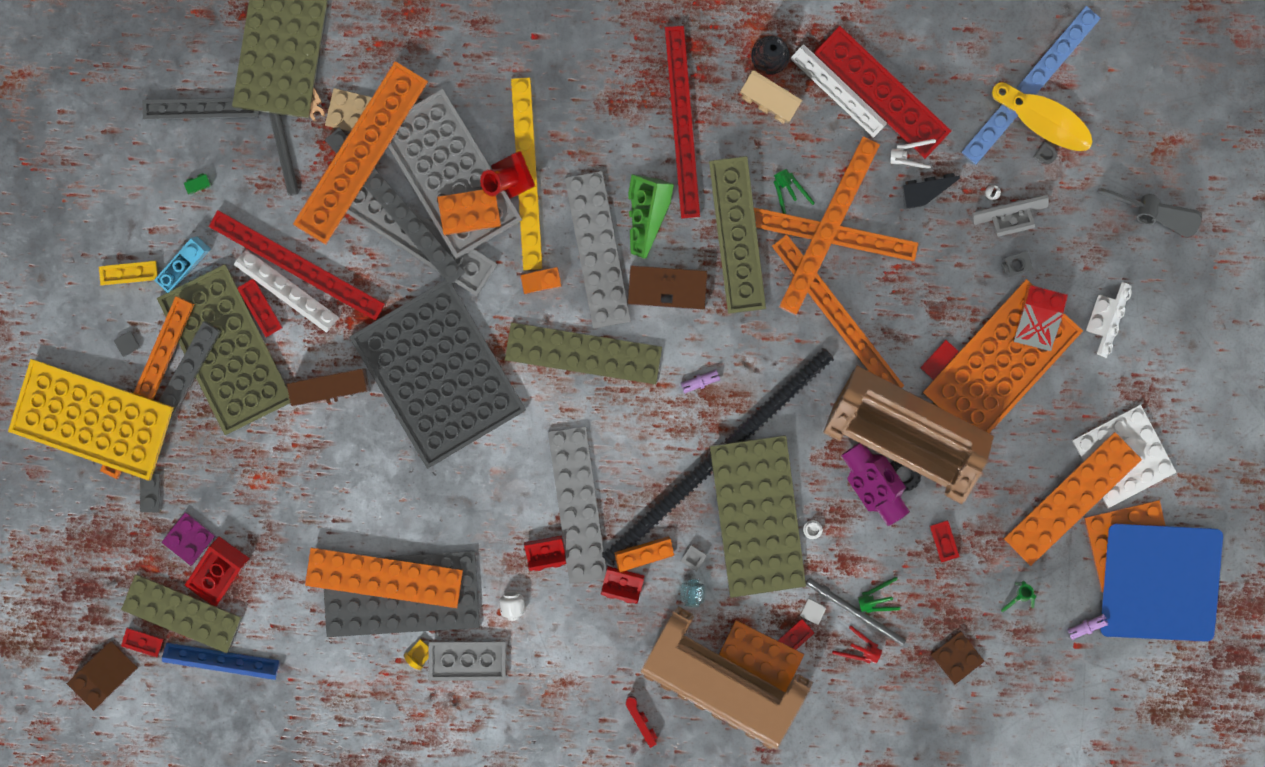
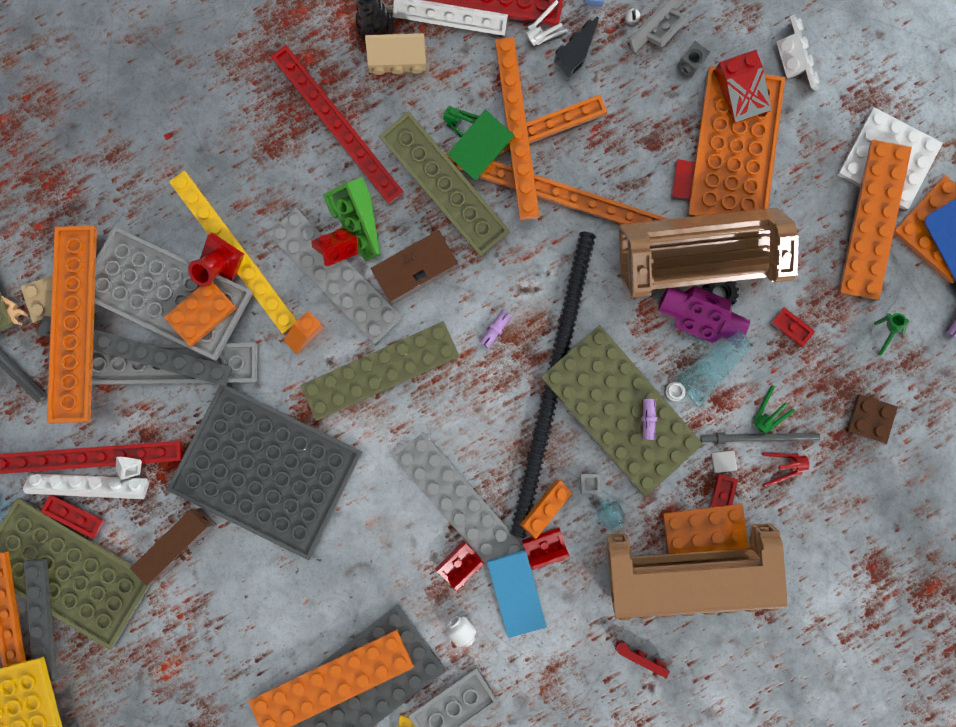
camera: 30 degrees left, 5 degrees down
(329, 298) = (127, 467): none -> white slope
(575, 605) = (516, 593): none -> dark azure tile
(614, 227) = (336, 246): none -> red bracket
(774, 537) = (649, 419): none -> lavender pin
(788, 222) = (480, 145): none -> green tile
(851, 531) = (710, 370): none -> clear light blue wing

